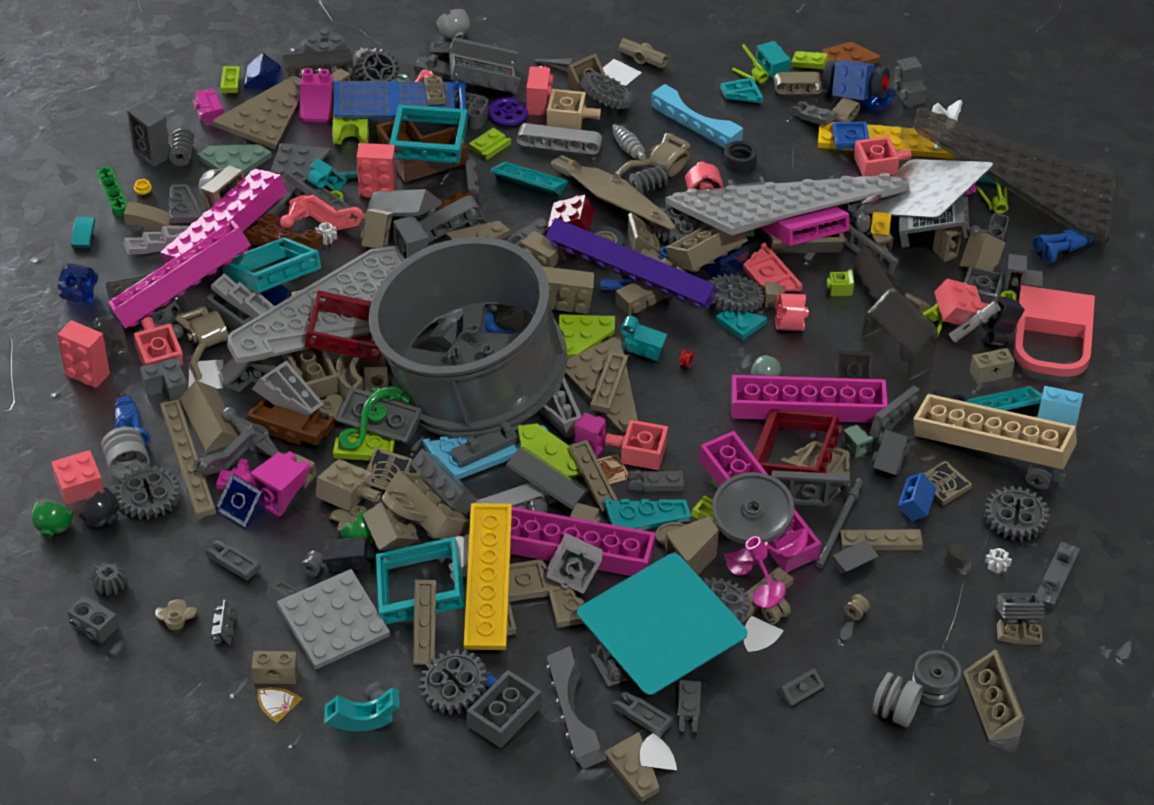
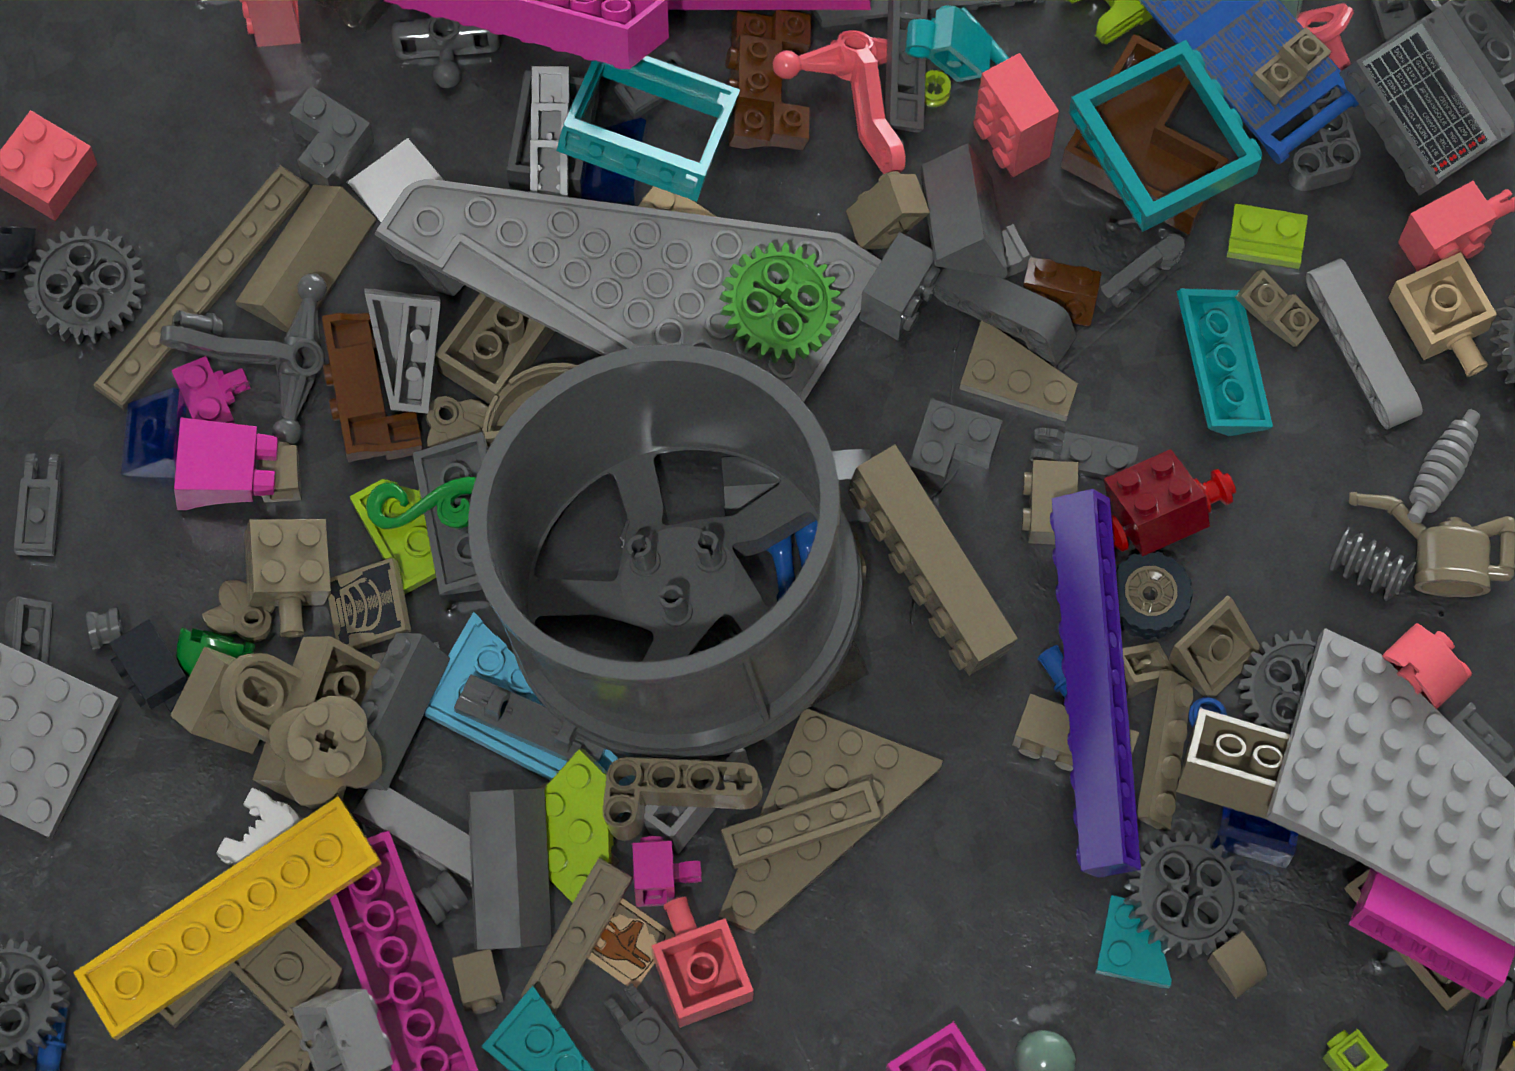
camera: 55 degrees right, 25 degrees up
(124, 451) = (126, 196): light grey wheel -> none
(128, 416) = (214, 142): blue piece -> none
(157, 343) = (378, 76): coral brick -> none
(204, 331) = (471, 117): dark tan piece -> none
(328, 232) = (841, 130): white gear -> none
(343, 306) = (628, 280): dark red window -> none
(375, 269) = (798, 277): none -> bright green gear
(411, 555) = (127, 766): teal window -> none
(424, 622) = (75, 883): dark tan tile -> none
(446, 491) = (318, 775): none -> dark tan brick
(508, 111) = (1368, 236): dark purple plate -> none
(525, 155) = (1275, 309): none -> dark tan slope
(553, 410) = (680, 793): none -> dark tan beam
(585, 331) = (909, 699): lime plate -> none
(613, 190) = (1288, 530): dark tan wing -> none
(642, 339) = (948, 812): teal hinge -> none
(686, 358) = (967, 910): red bush -> none
(766, 266) = (1293, 918): coral wing -> none
(791, 312) = (1198, 1022): coral brick -> none

